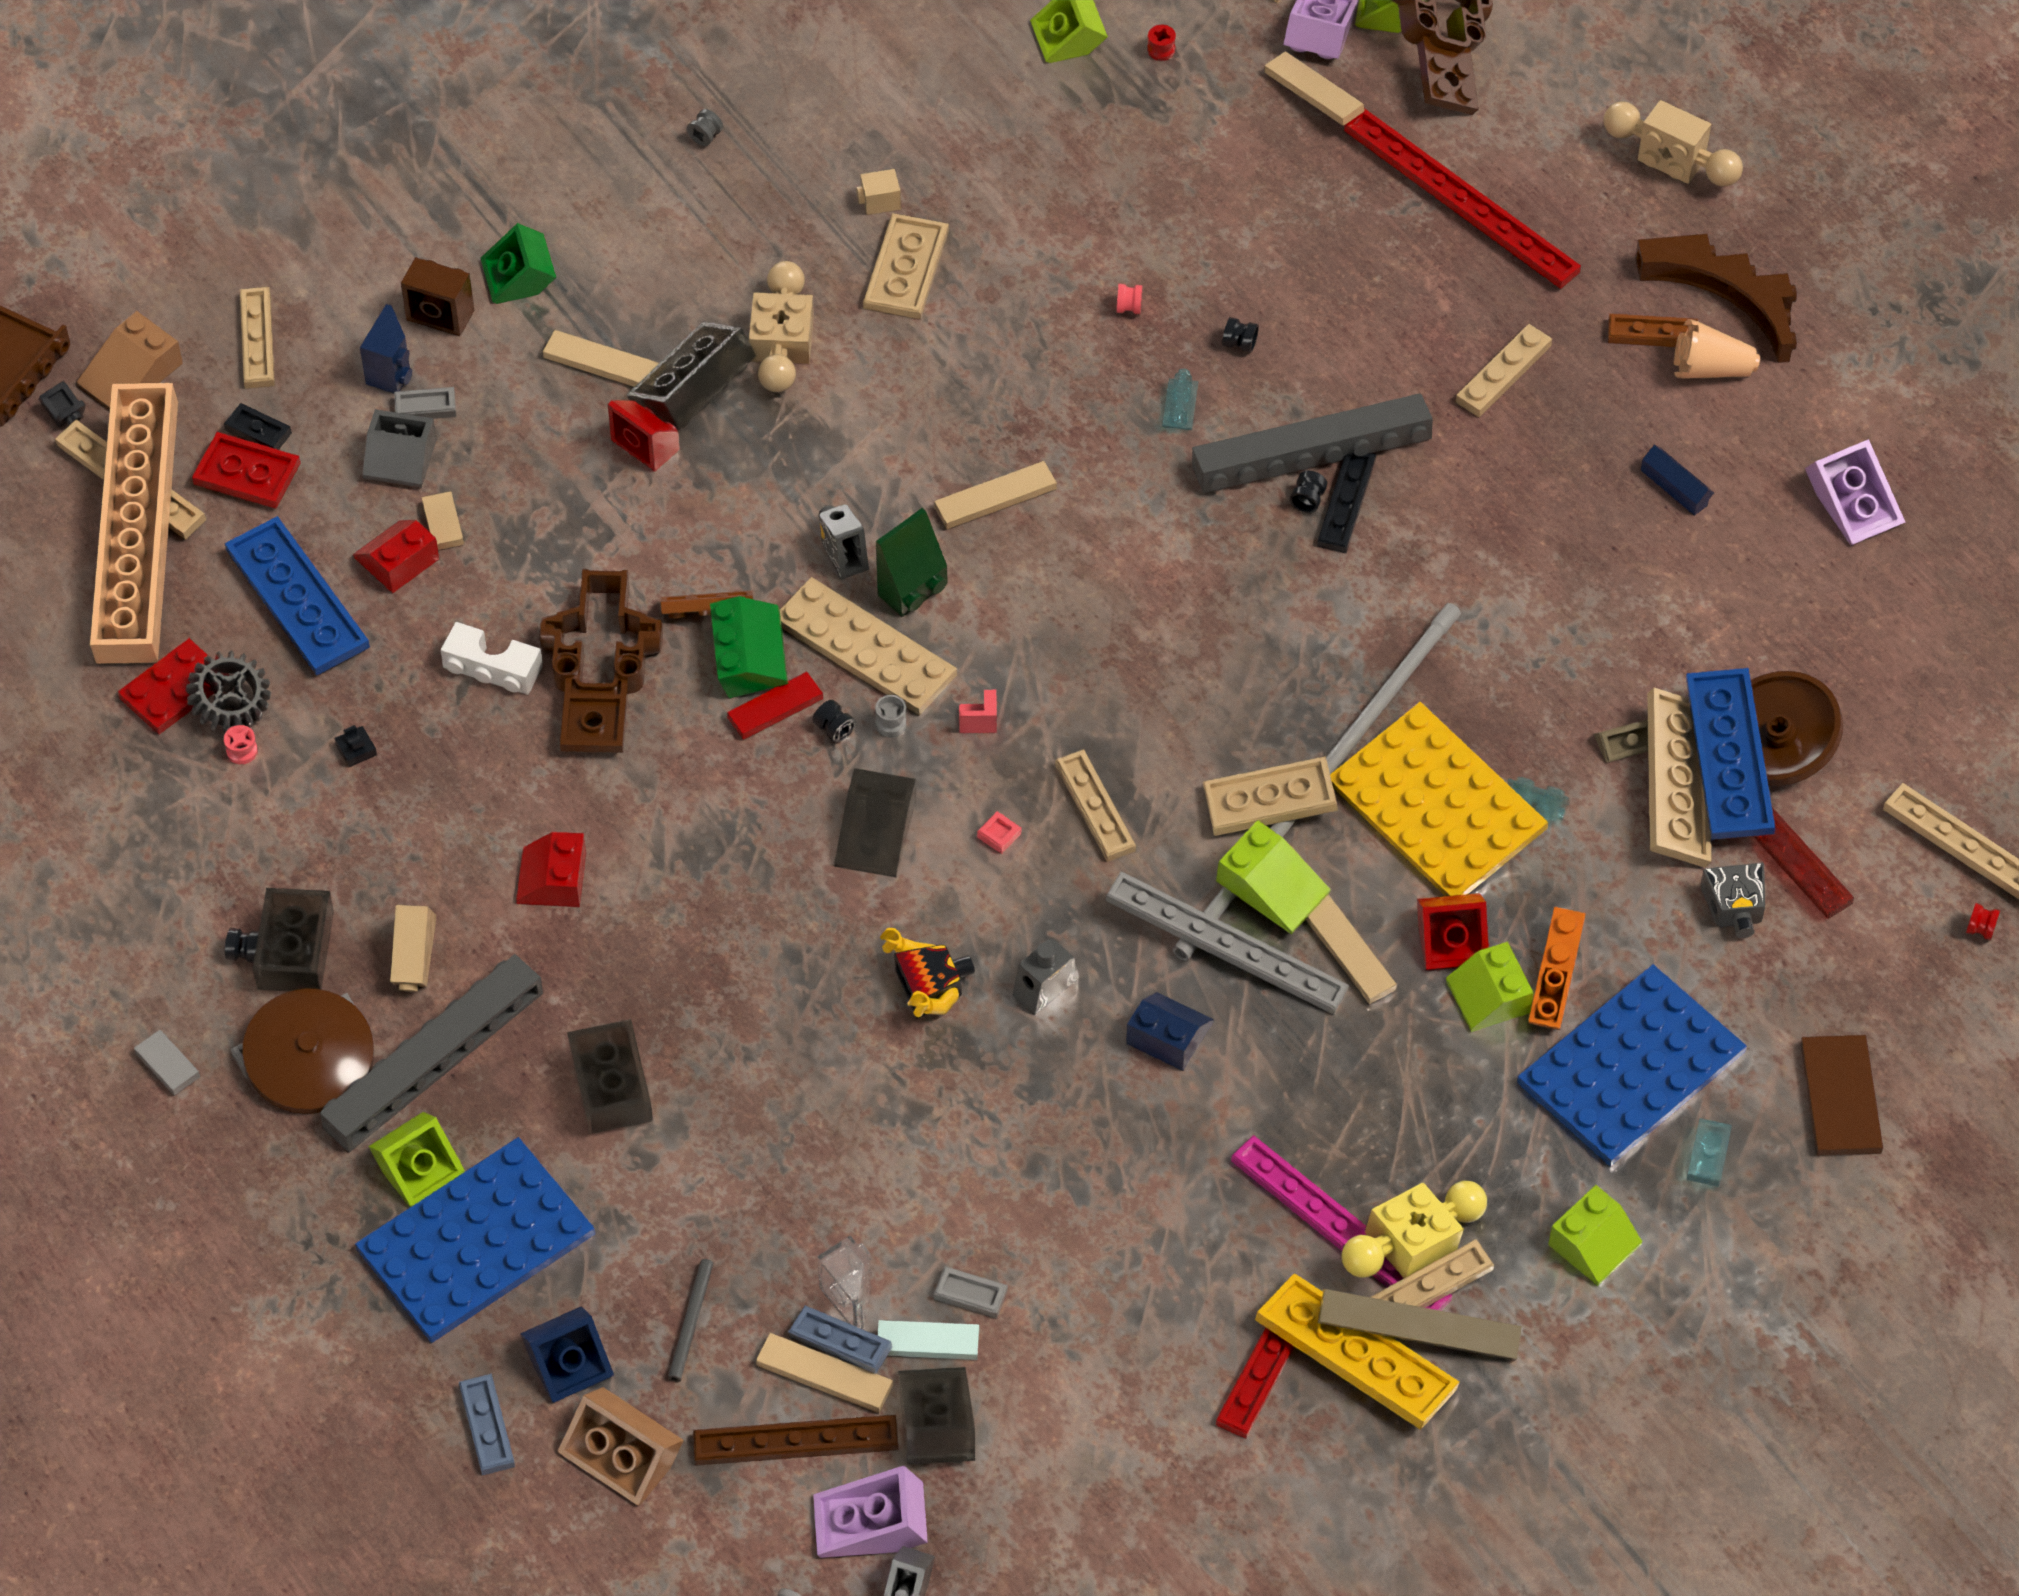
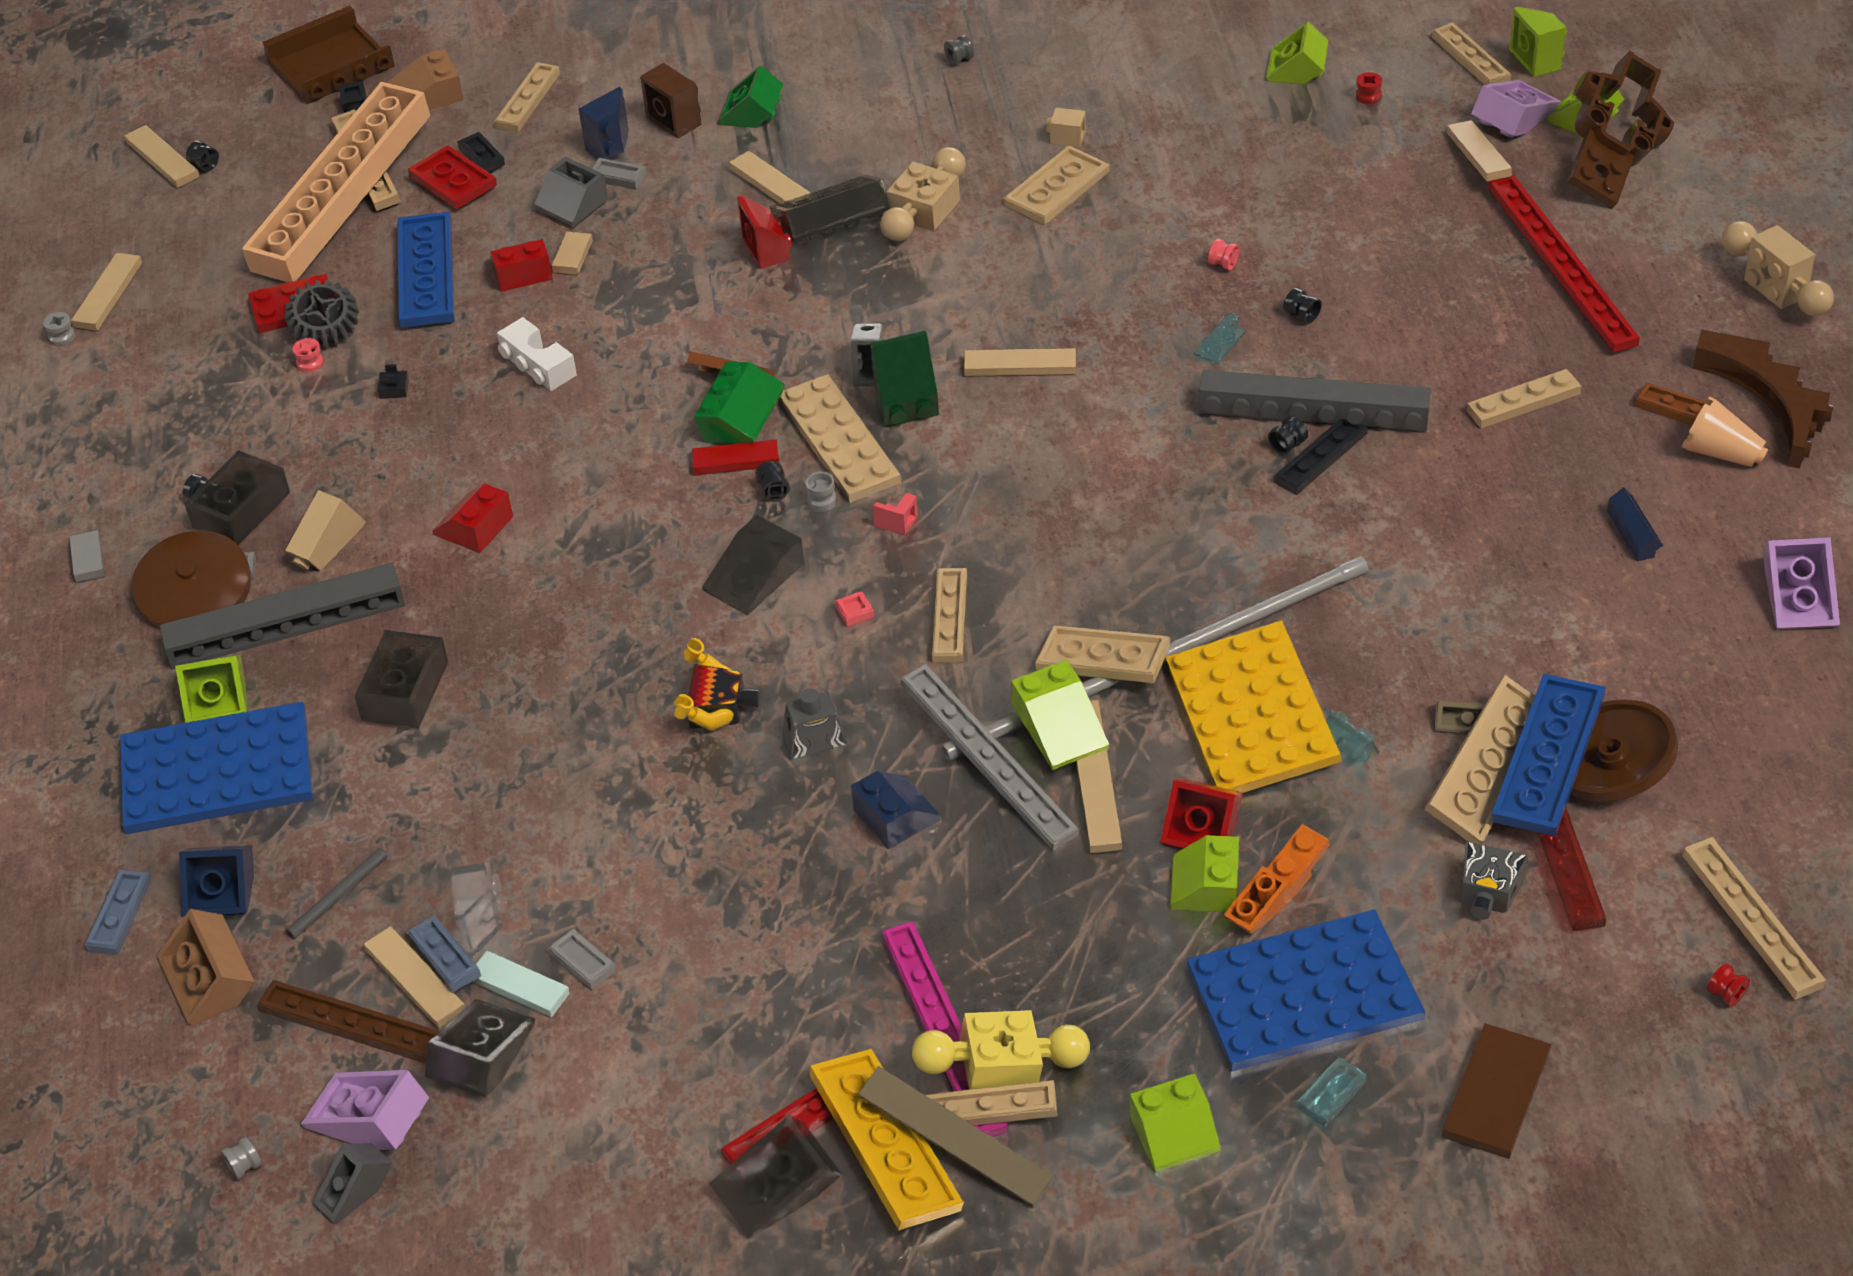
camera: 30 degrees right, 10 degrees down
(598, 700) = (596, 372): reddish brown piece -> none
(1285, 1428) = (775, 1177): none -> clear smoke slope

